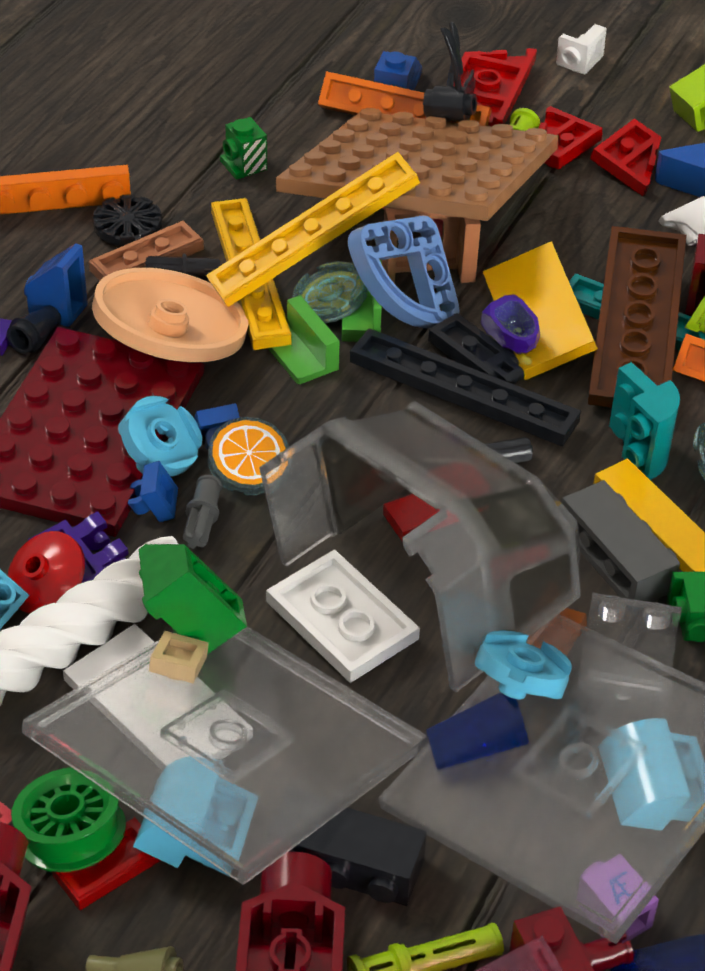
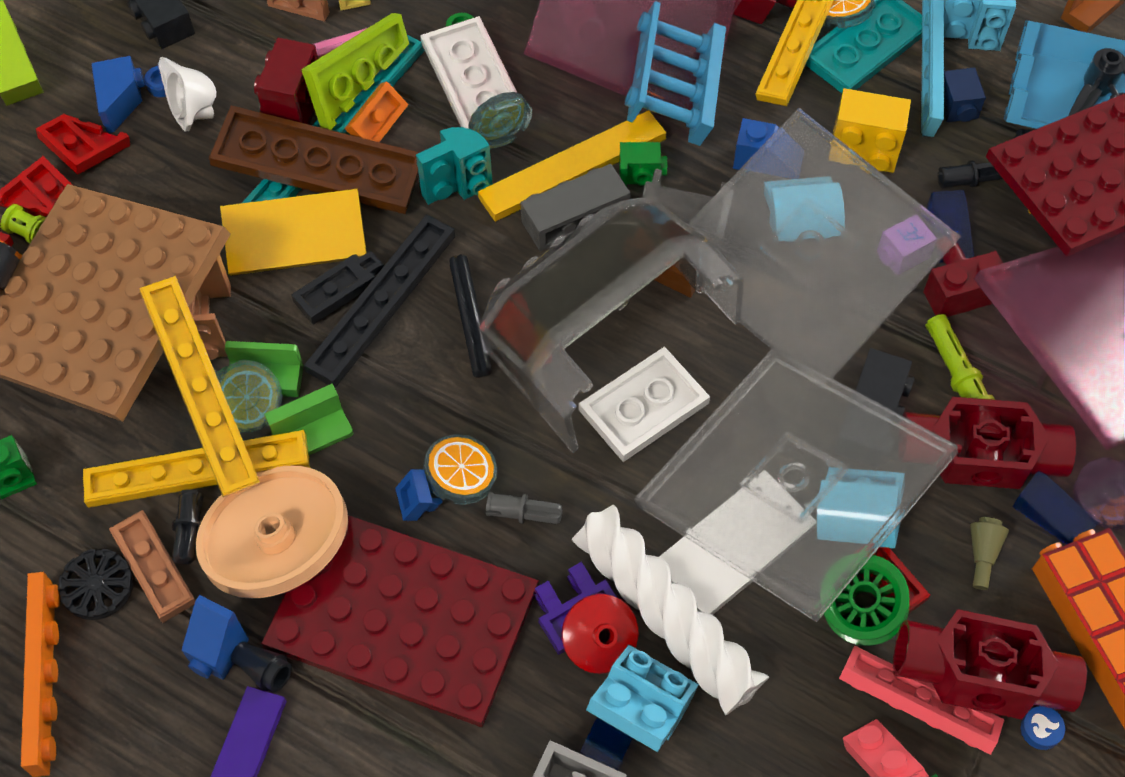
camera: 85 degrees left, 15 degrees up
(144, 446) = (442, 537): medium azure plate -> none
(155, 493) = (502, 544): blue tile -> none
(178, 657) = (725, 507): tan plate -> none
(189, 595) = (668, 495): green slope -> none
(419, 253) = (244, 312): medium blue beam -> none
(478, 732) = (783, 306): clear blue slope -> none
(511, 324) = (327, 247): dark purple rock -> none
(522, 666) = (757, 254): medium azure plate -> none

